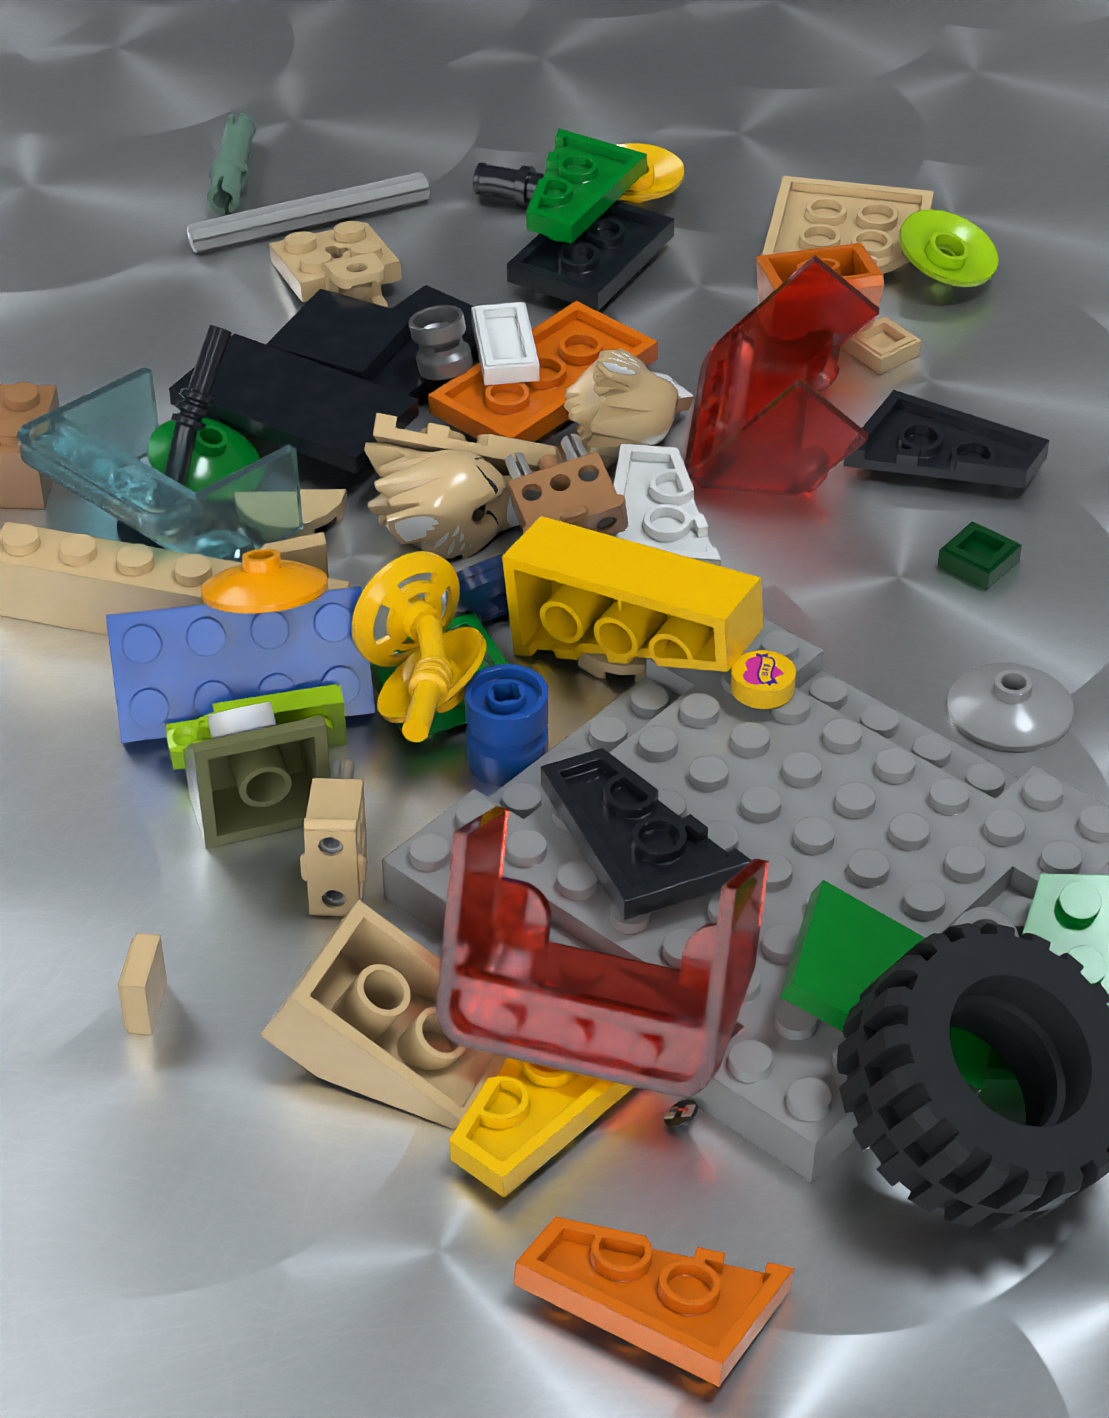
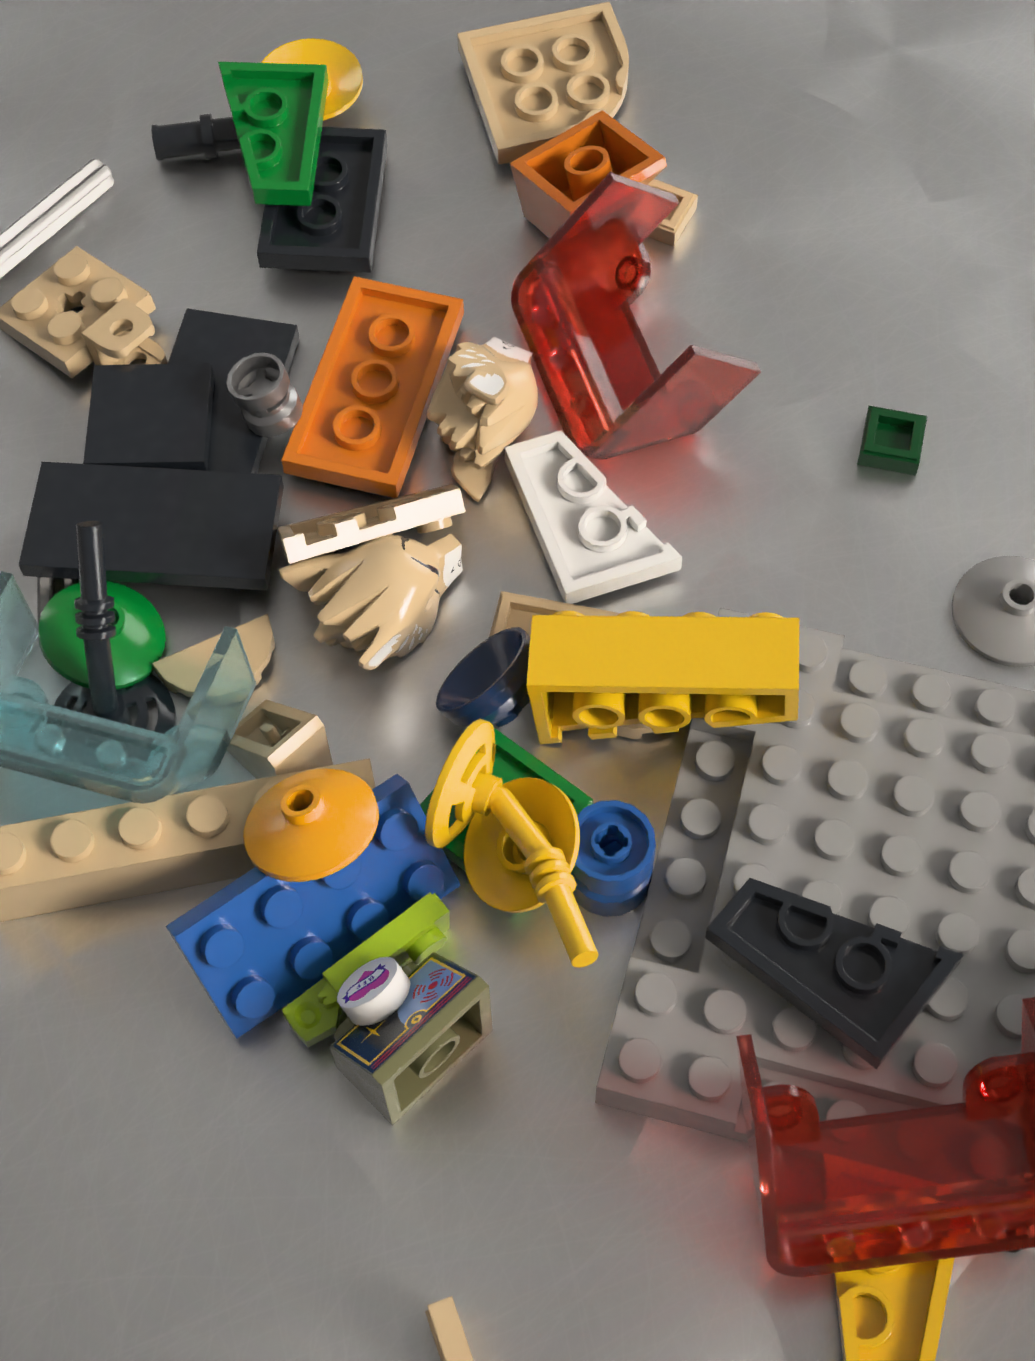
camera: 25 degrees left, 20 degrees up
(335, 842) = (543, 1084): tan piece -> none
(372, 1024) = (693, 1278): tan slope -> none
(505, 343) = (323, 365): white tile -> none
(568, 491) = (514, 579): medium nougat piece -> none
(763, 679) = (828, 709): yellow tile -> none
(945, 443) = (796, 317): black wing -> none
(948, 248) = (663, 71): lime dish -> none

